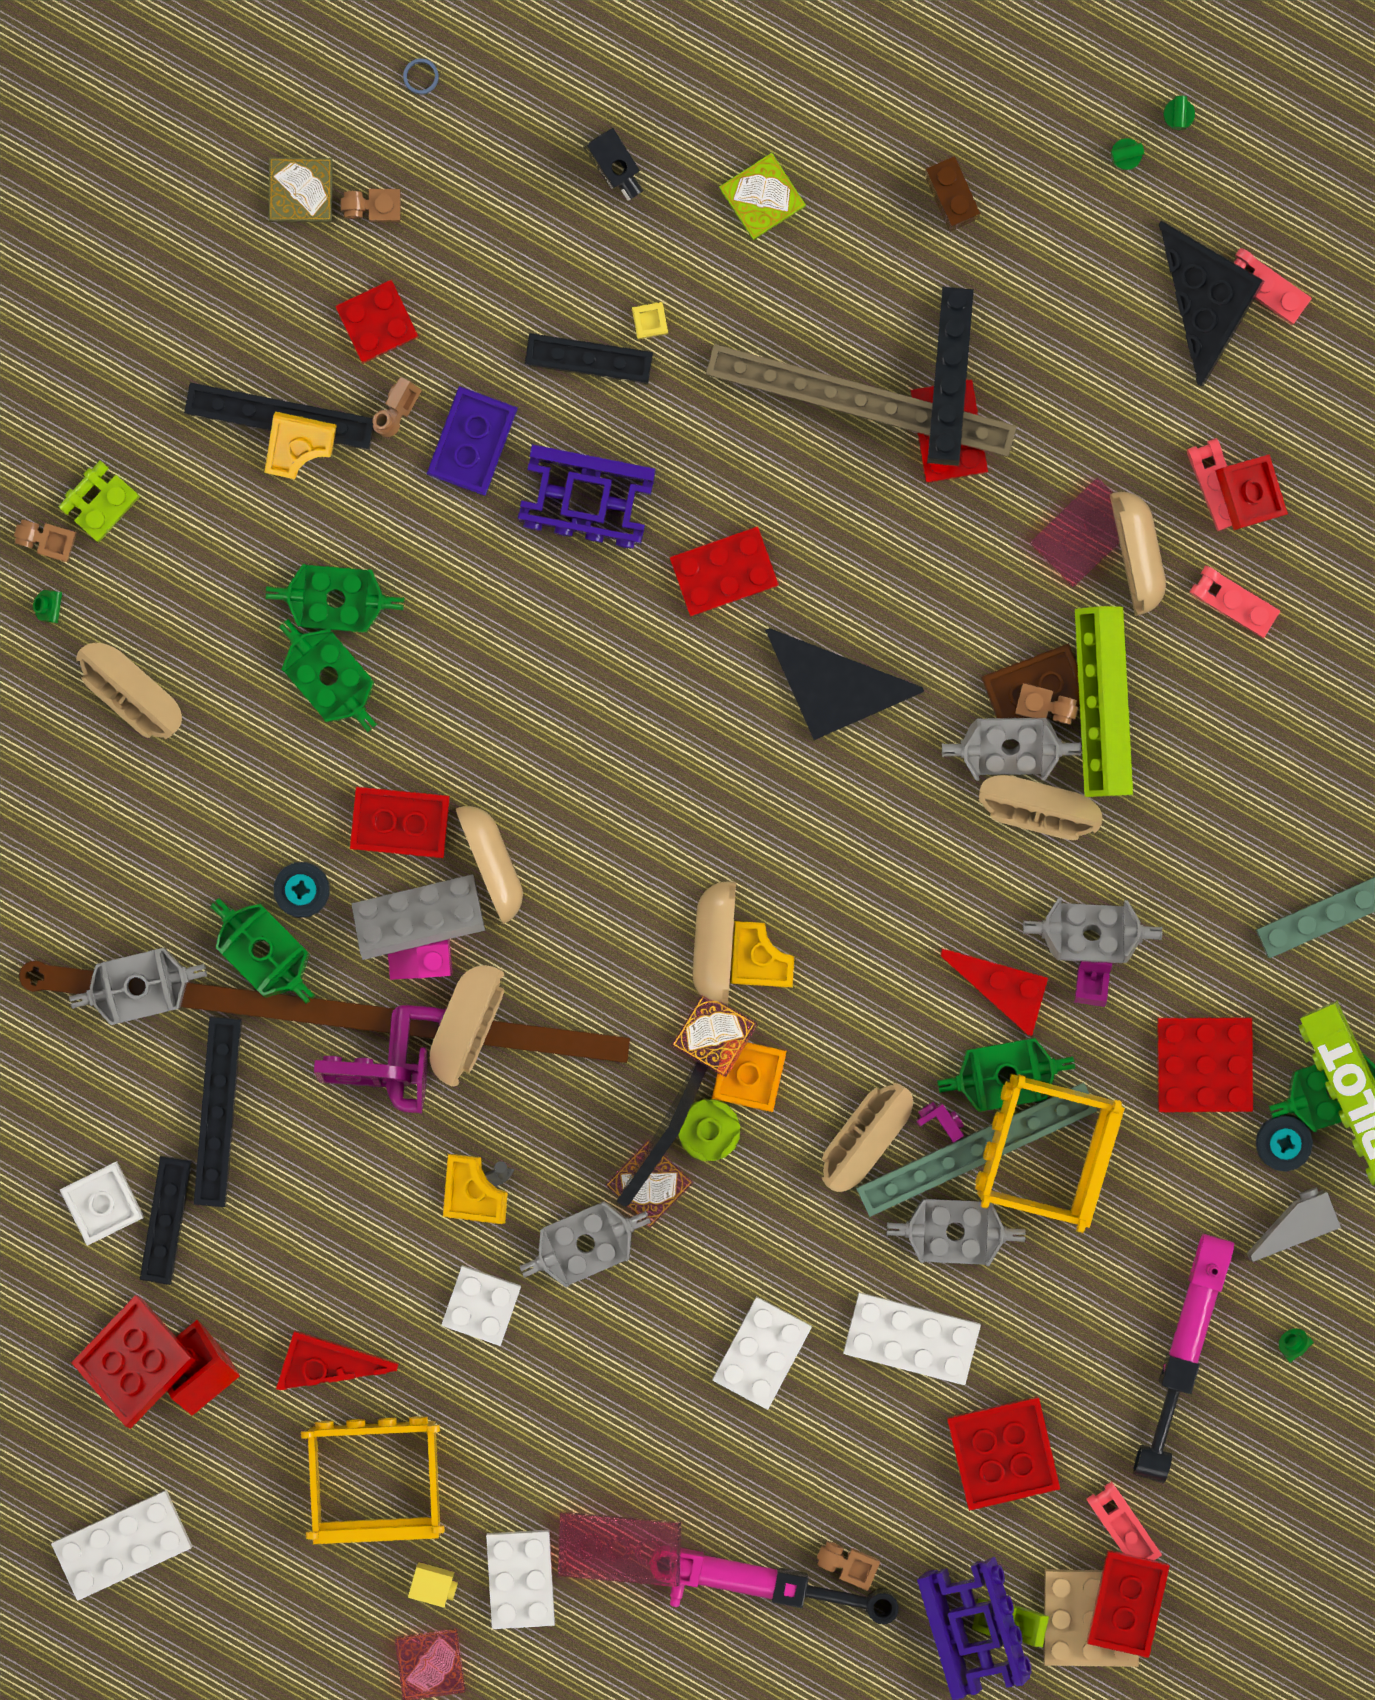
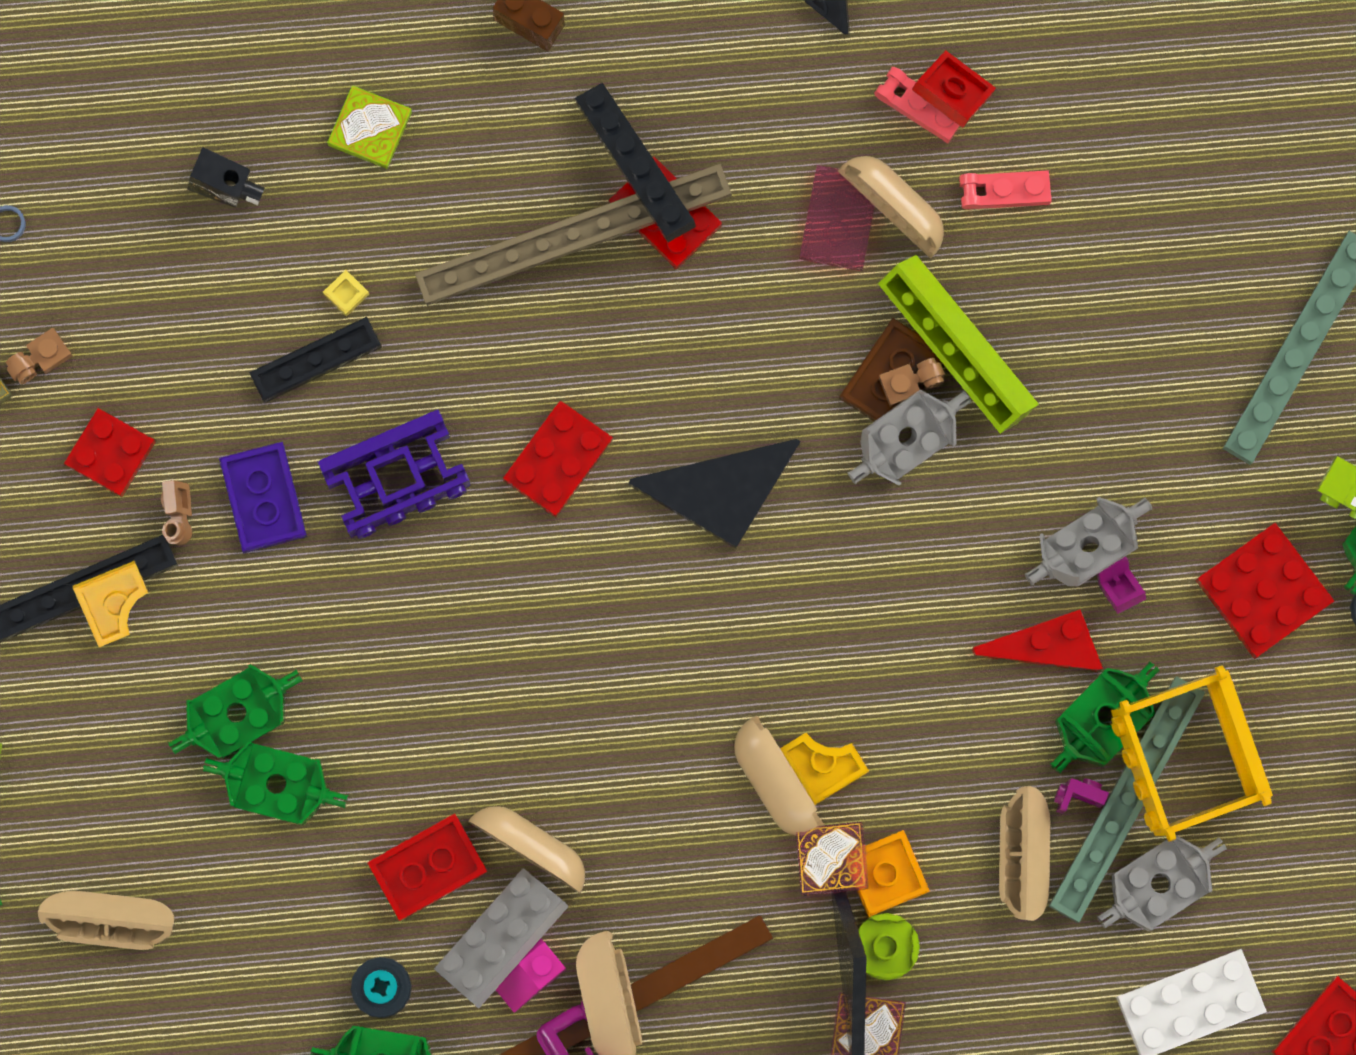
camera: 40 degrees left, 10 degrees down
(1039, 807) = (969, 470): tan brick -> none

